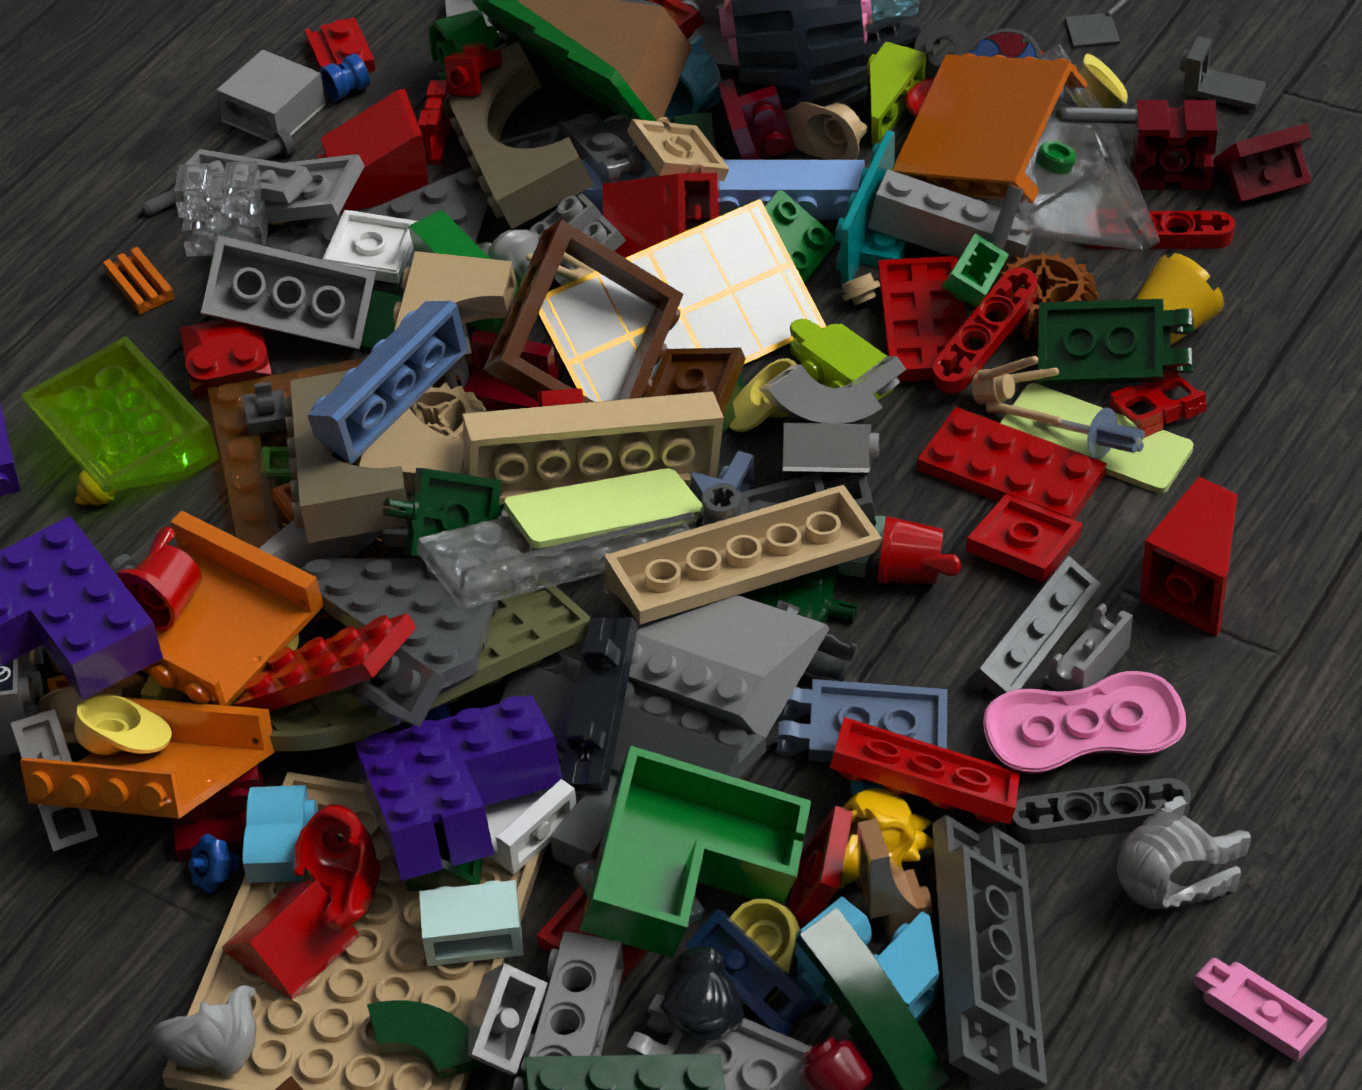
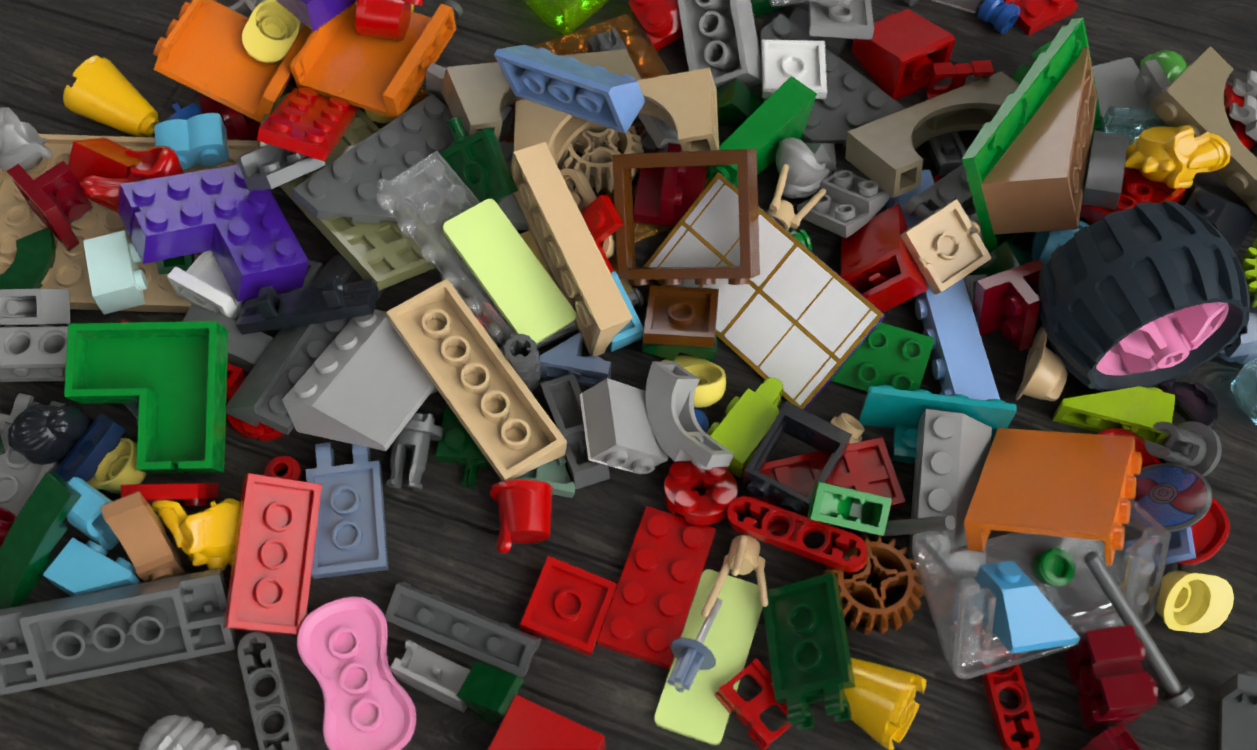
camera: 75 degrees right, 15 degrees up
(152, 939) = (109, 98): none -> yellow cone
(346, 976) = (54, 199): none -> dark red bracket
(465, 67) = (1003, 74): red bracket -> none
(811, 789) = (294, 470): none -> red plate
(898, 283) = (809, 430): none -> black window
(929, 408) = (699, 509): none -> red plate
(1127, 157) = (1022, 613): none -> slope
(1131, 580) = (489, 691): none -> dark green slope

